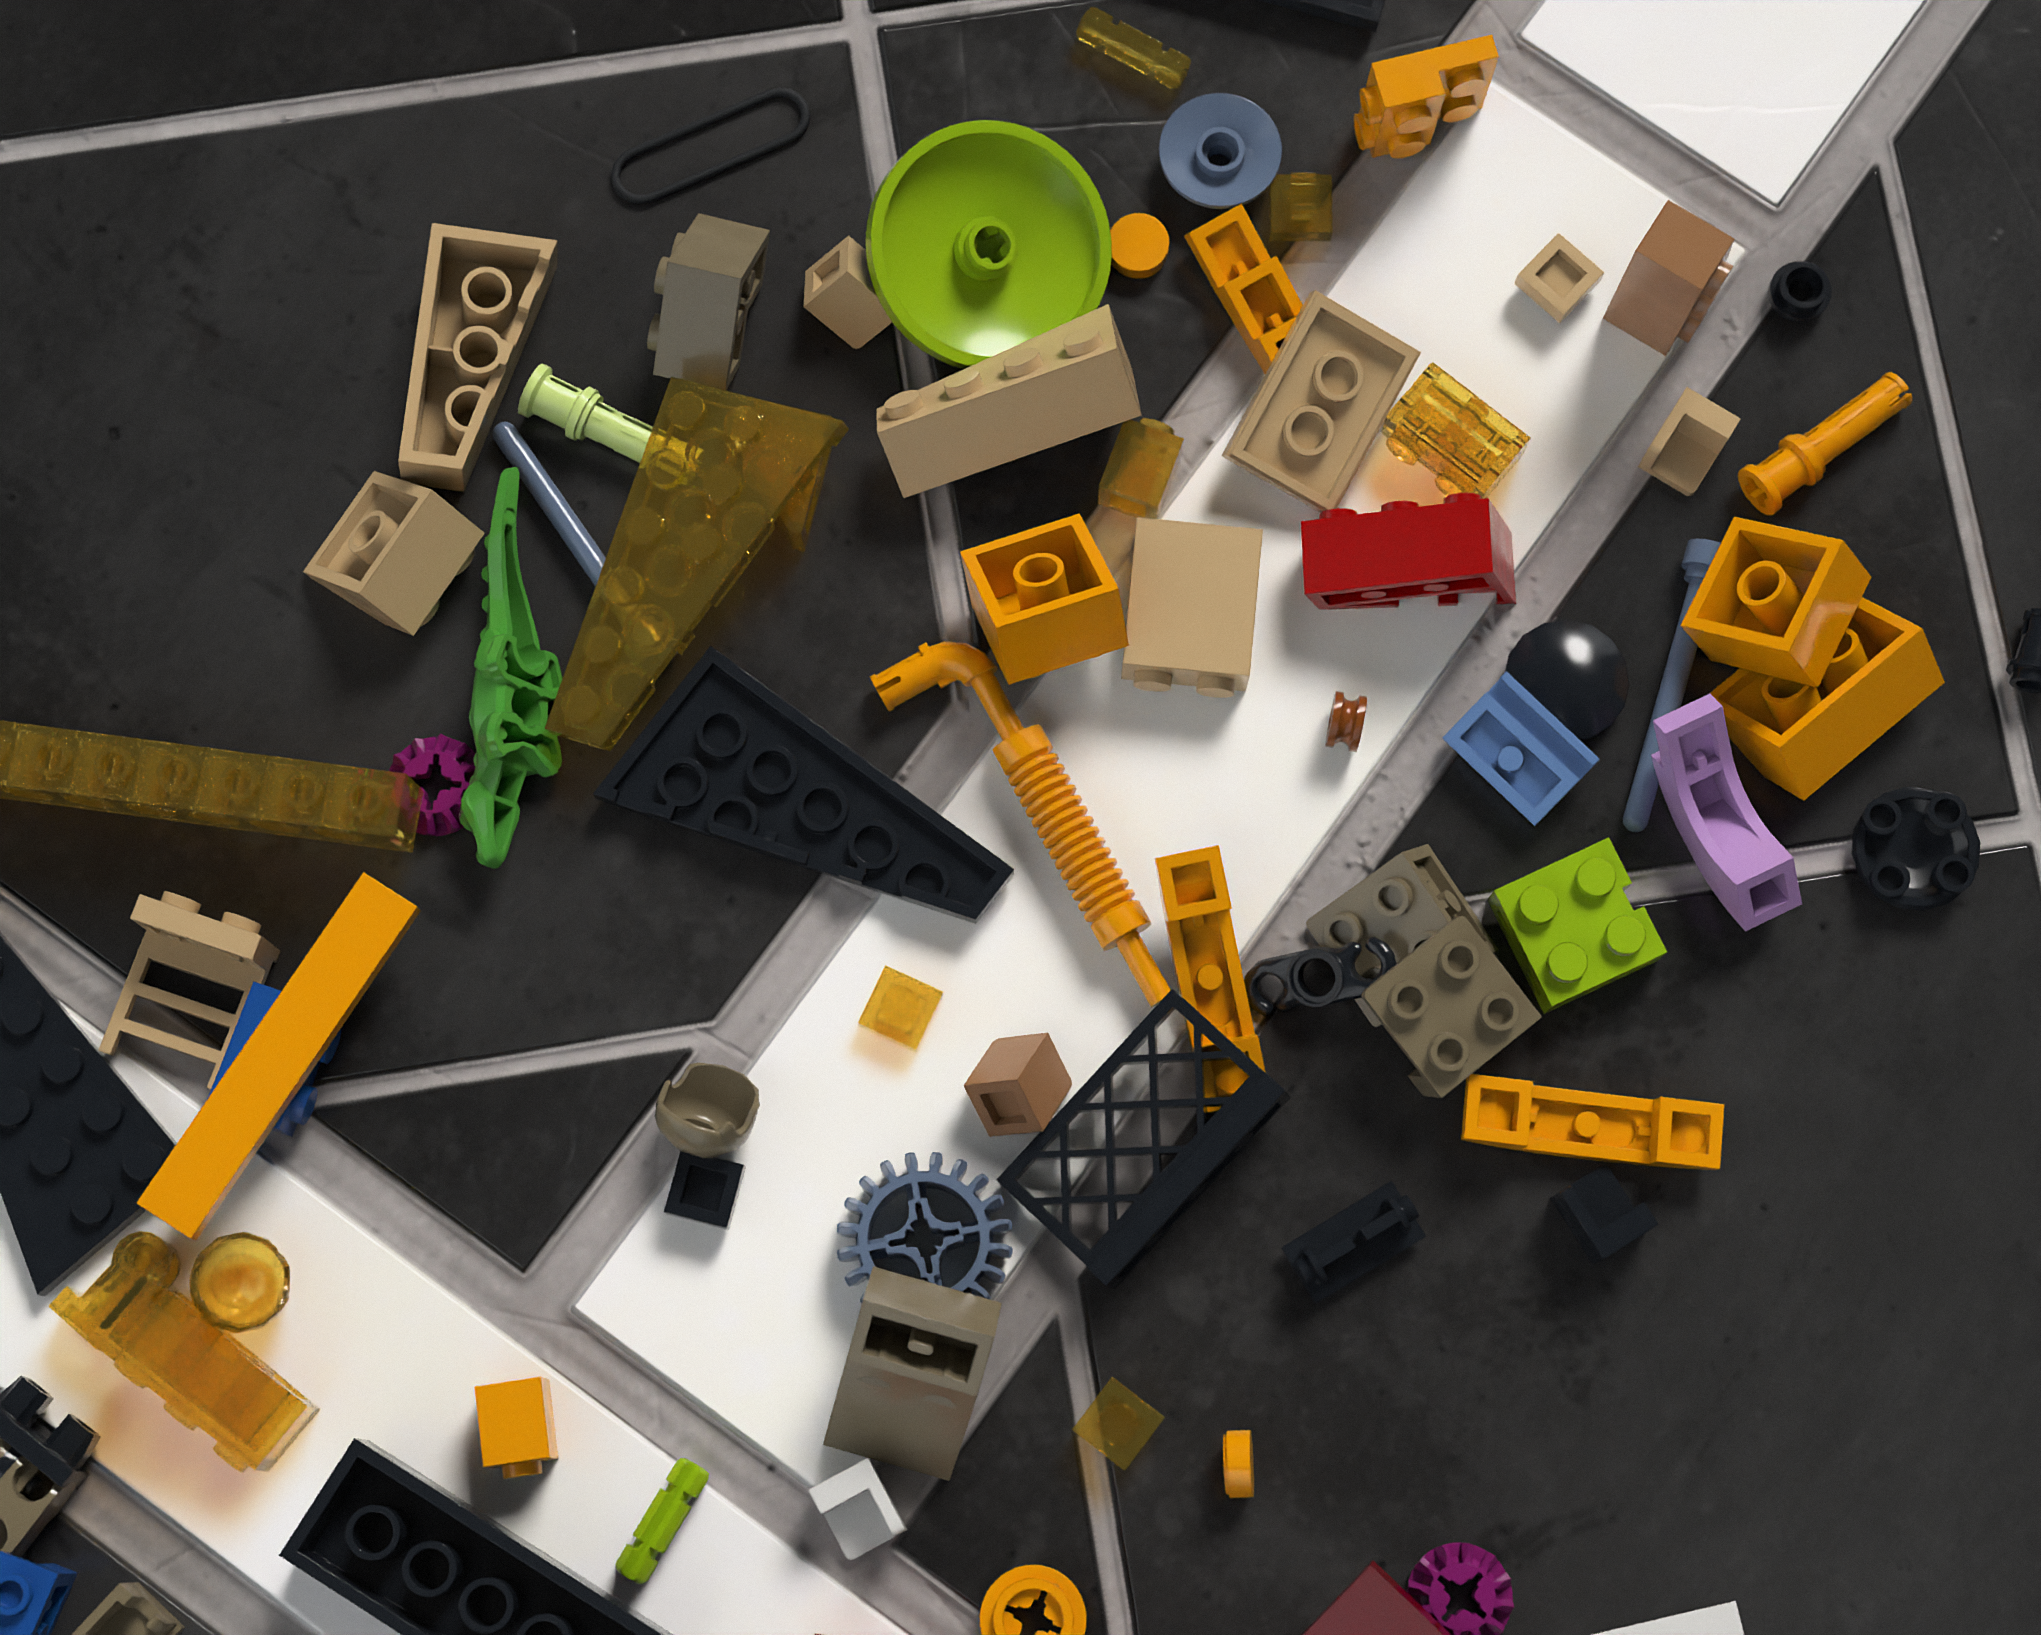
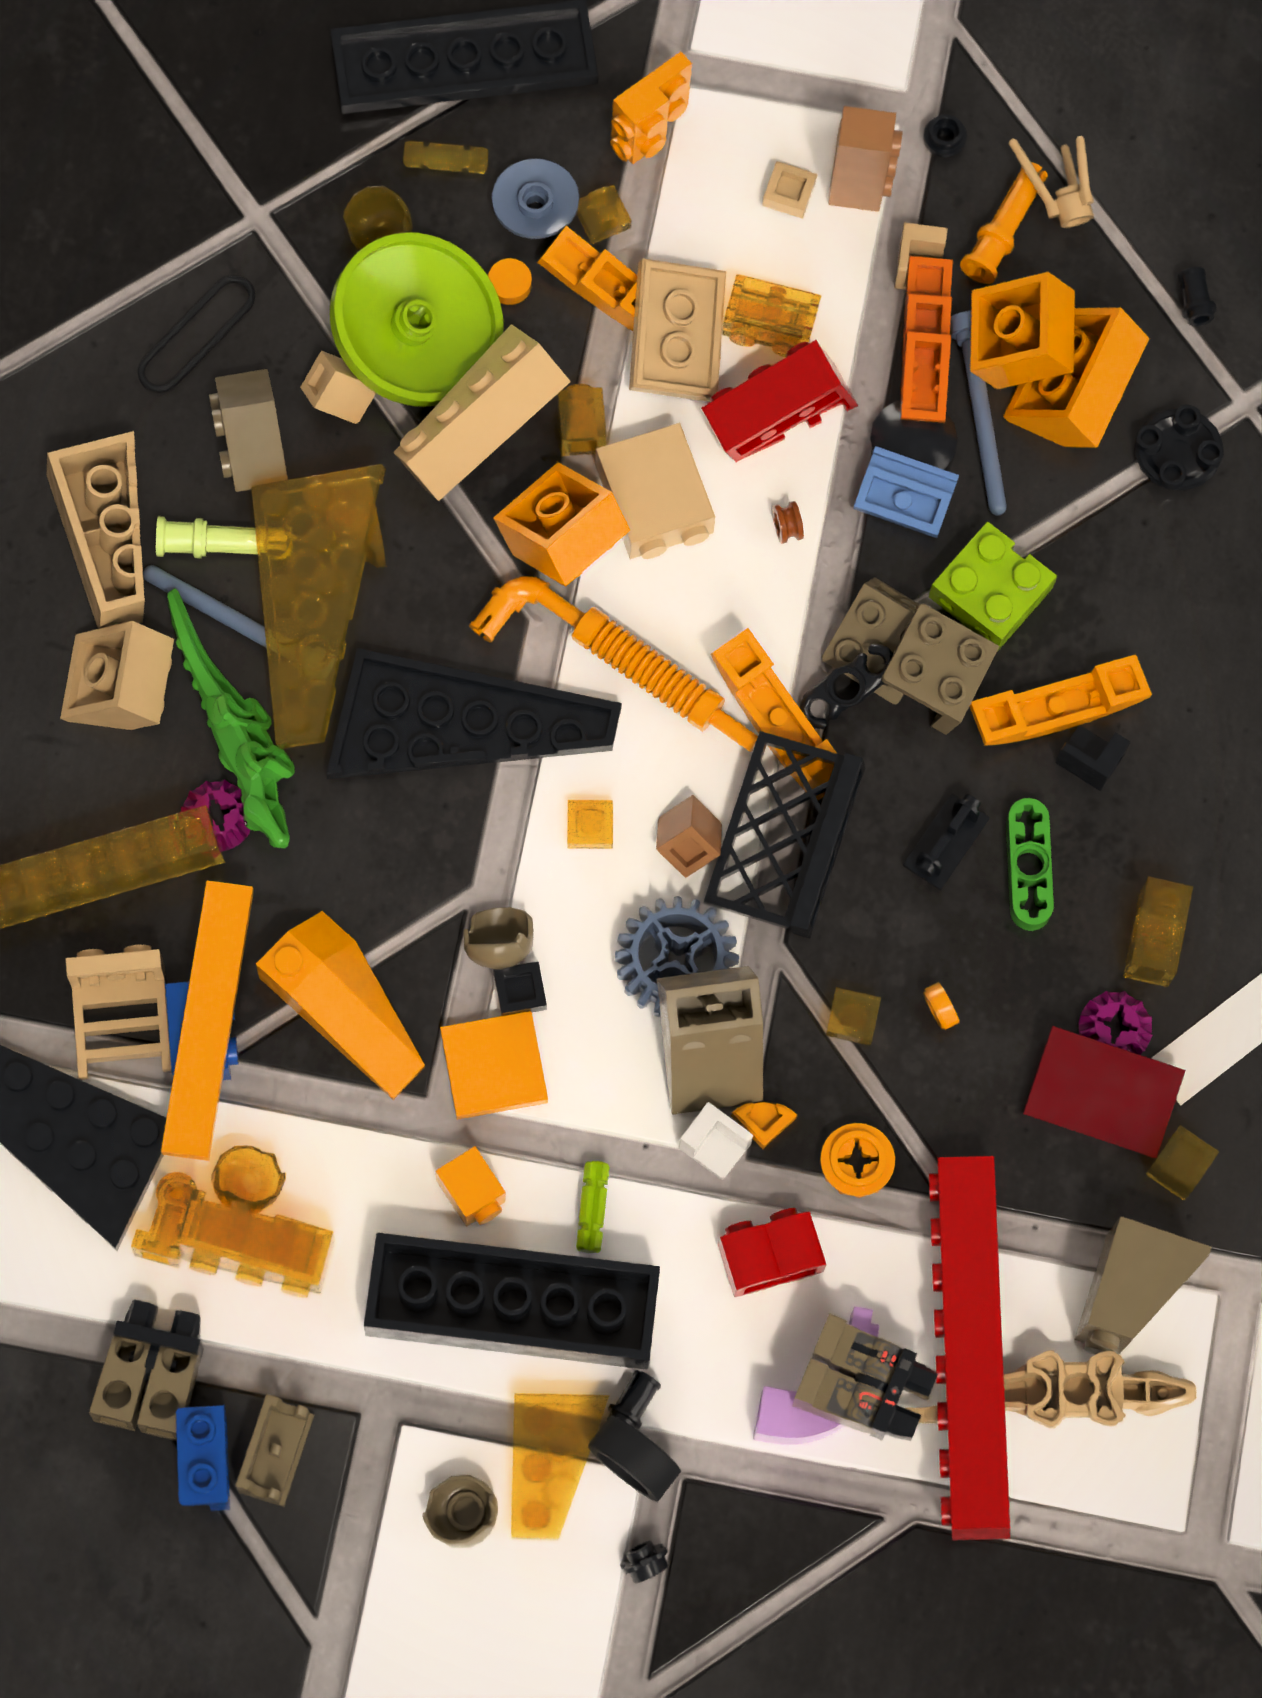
camera: 30 degrees left, 5 degrees down
(471, 1081) = (335, 990): none -> light orange wedge
(626, 1272) = (494, 1065): none -> light orange tile
(937, 1507) = (764, 1120): none -> light orange tile
(1004, 87) = (375, 214): none -> clear yellow hair
(1483, 1284) = (1018, 896): none -> bright green beam
(1576, 1497) = (1158, 931): none -> clear yellow brick
(1644, 556) = (926, 339): none -> orange slope
(1716, 819) = (1046, 482): lavender arch -> none
(1928, 453) = (1072, 201): none -> tan plant

